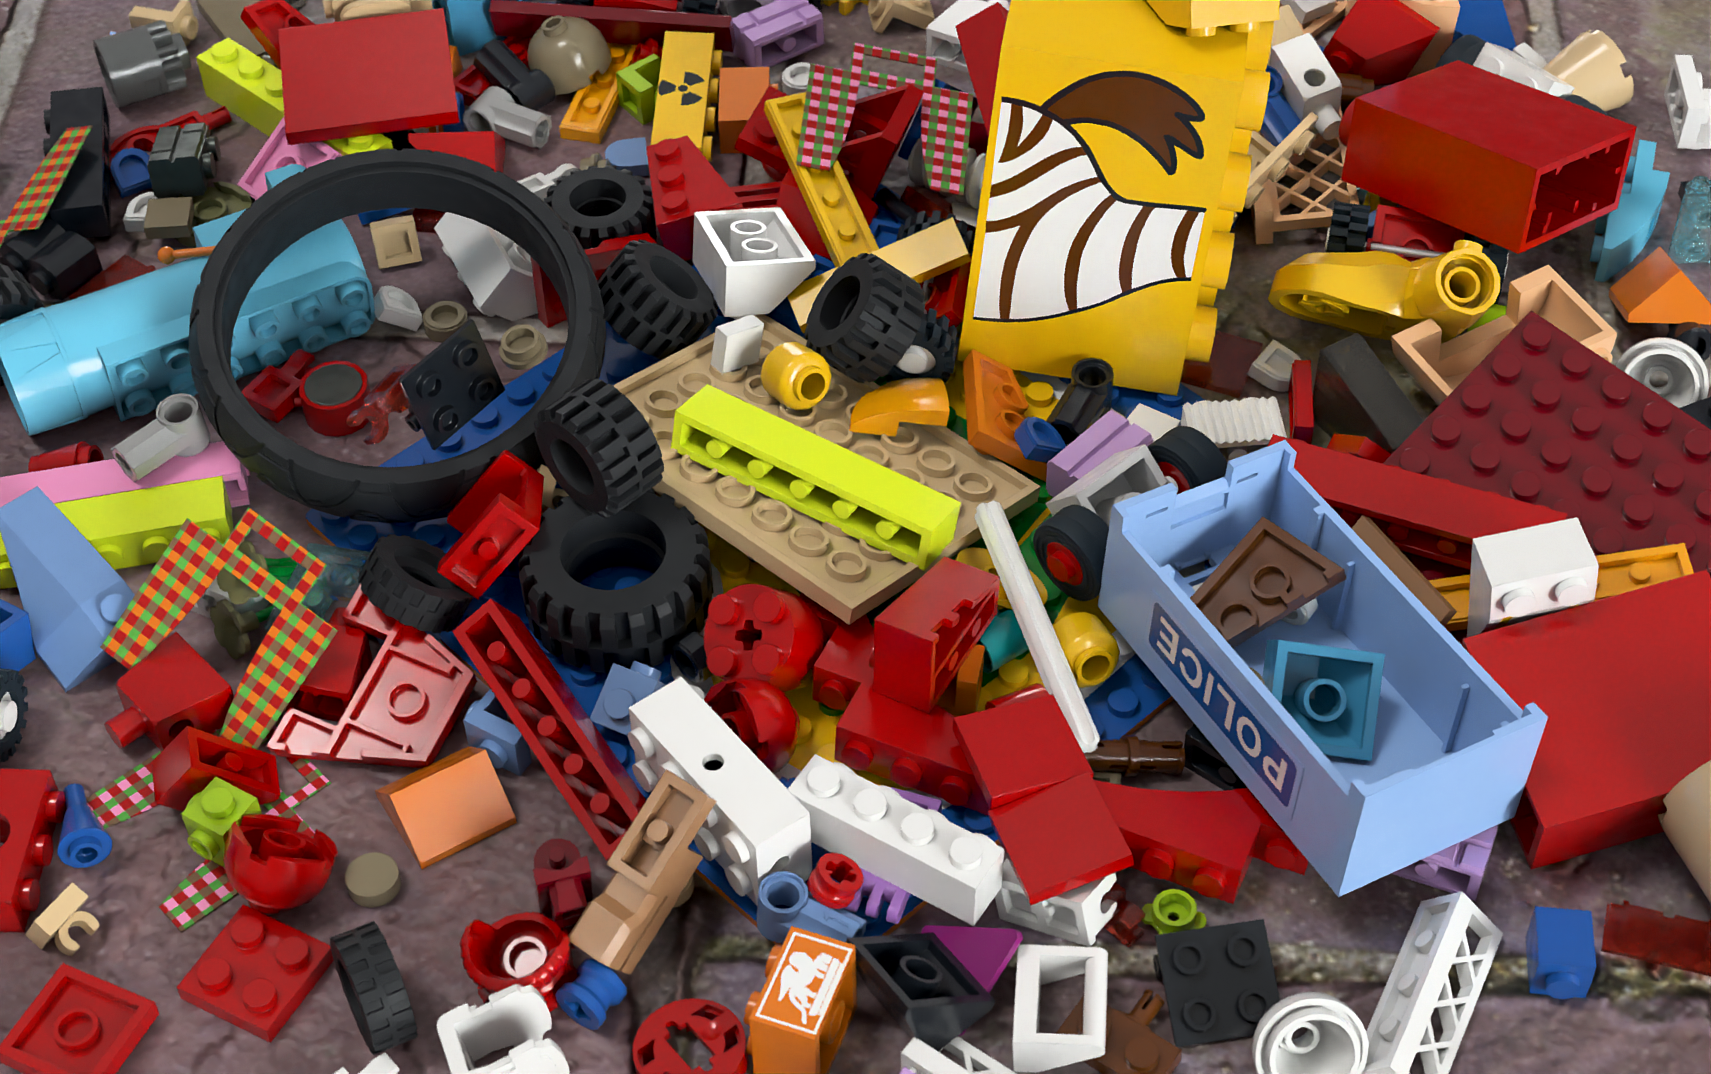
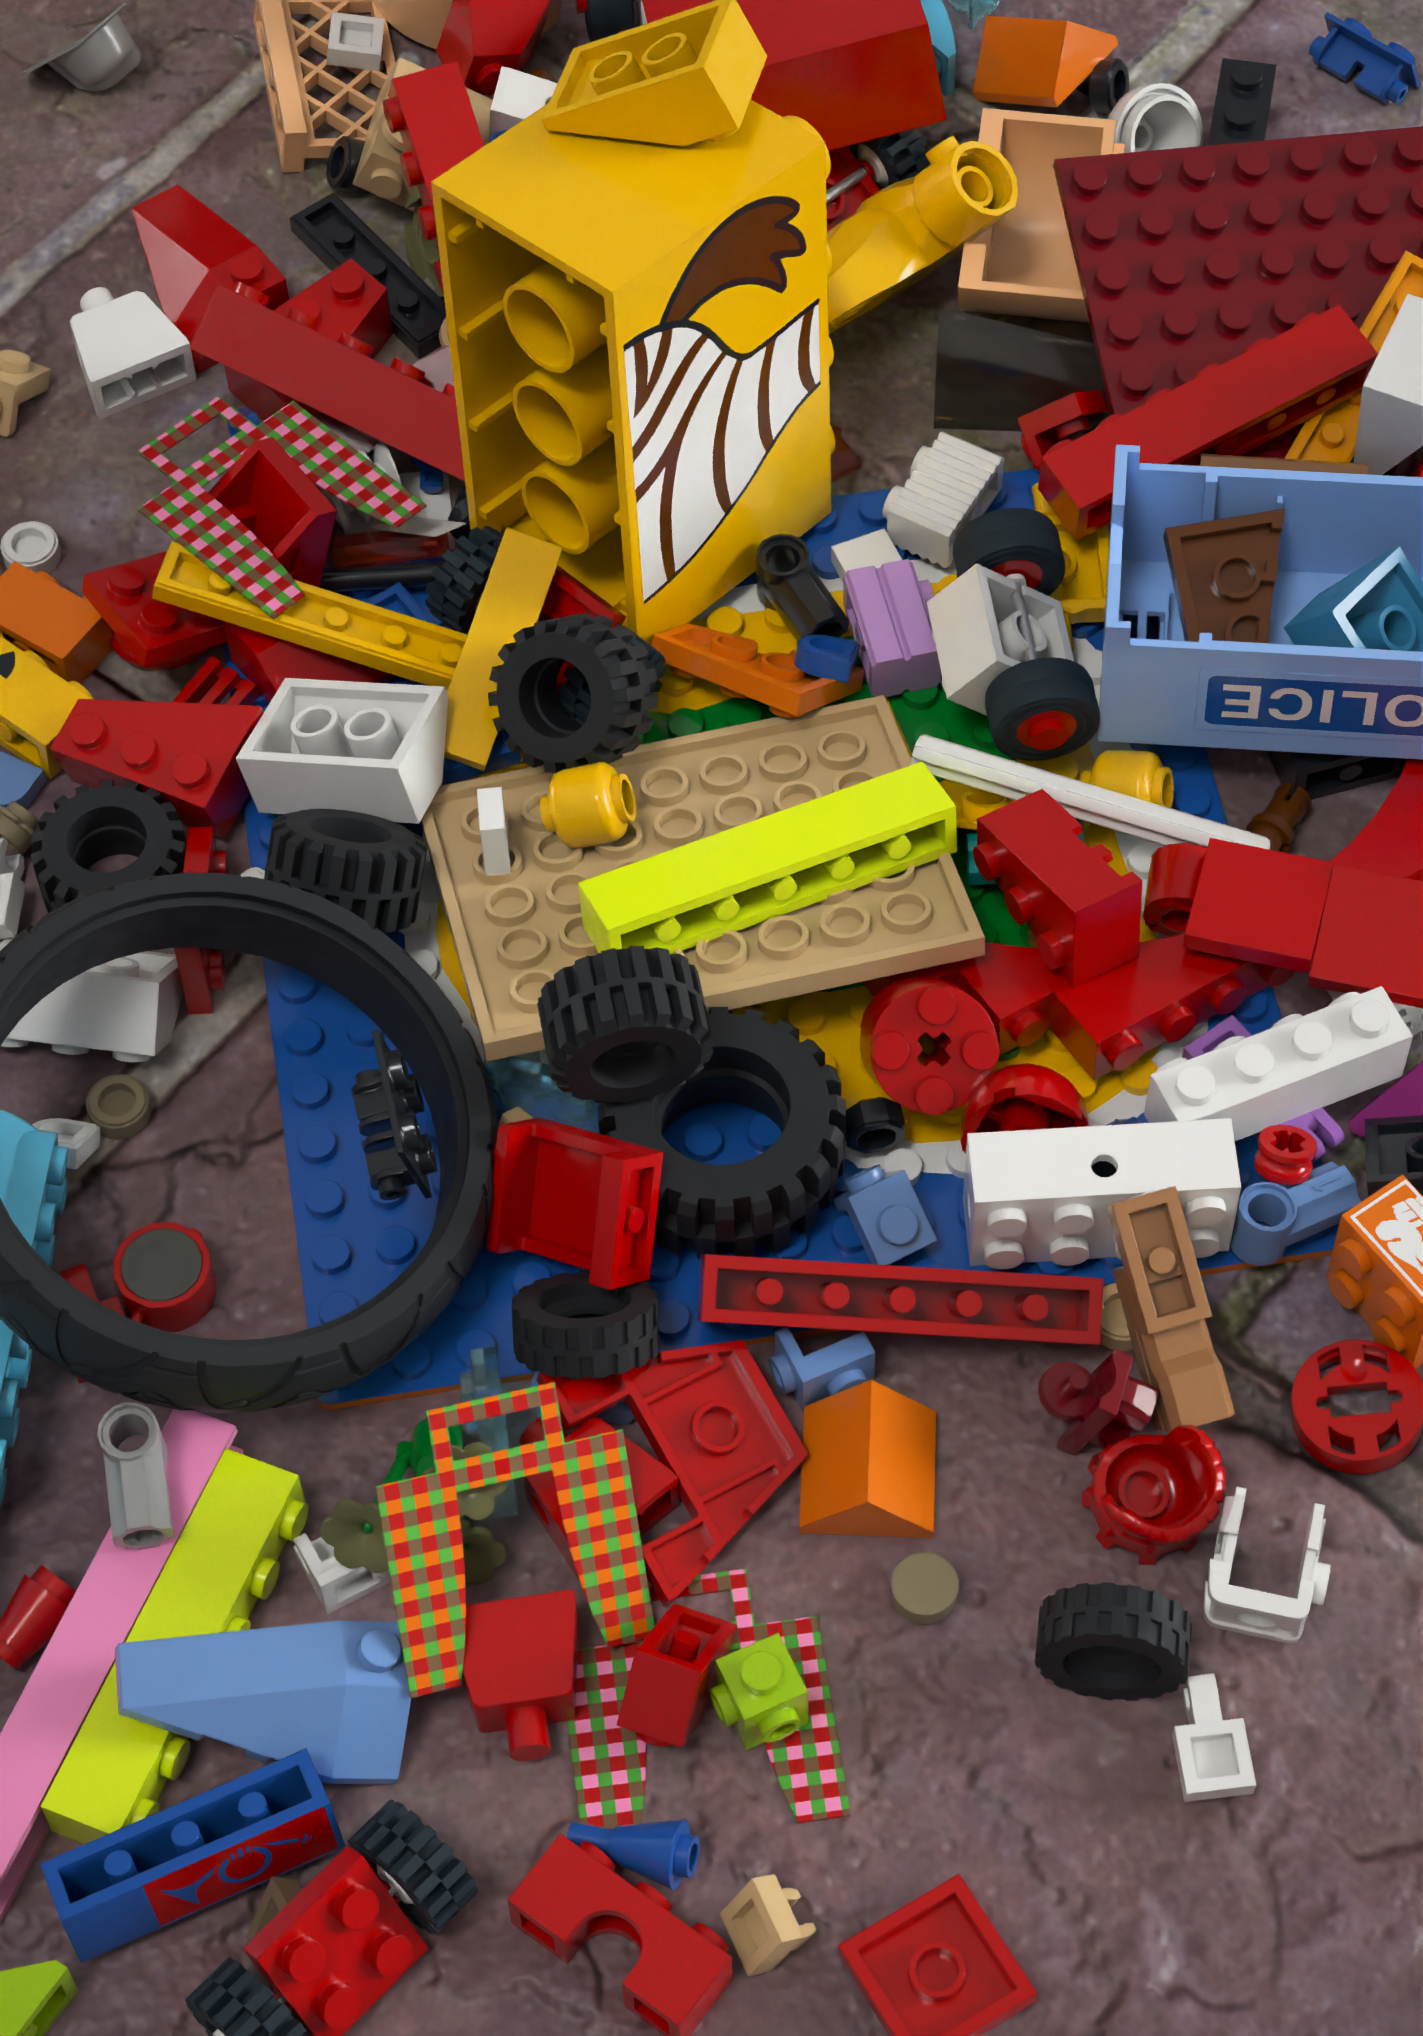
camera: 55 degrees left, 10 degrees up
(256, 973) = (969, 1761): red plate -> none
(276, 863) = (866, 1658): red cylinder -> none
(379, 403) = (344, 1188): clear red plate -> none
(522, 347) = (382, 1012): dark tan plate -> none
(591, 994) = (1241, 1455): blue wheel -> none
(901, 401) = (688, 738): light orange brick -> none
(1273, 366) = (858, 409): white tile -> none
(1300, 401) = (925, 415): red tile -> none

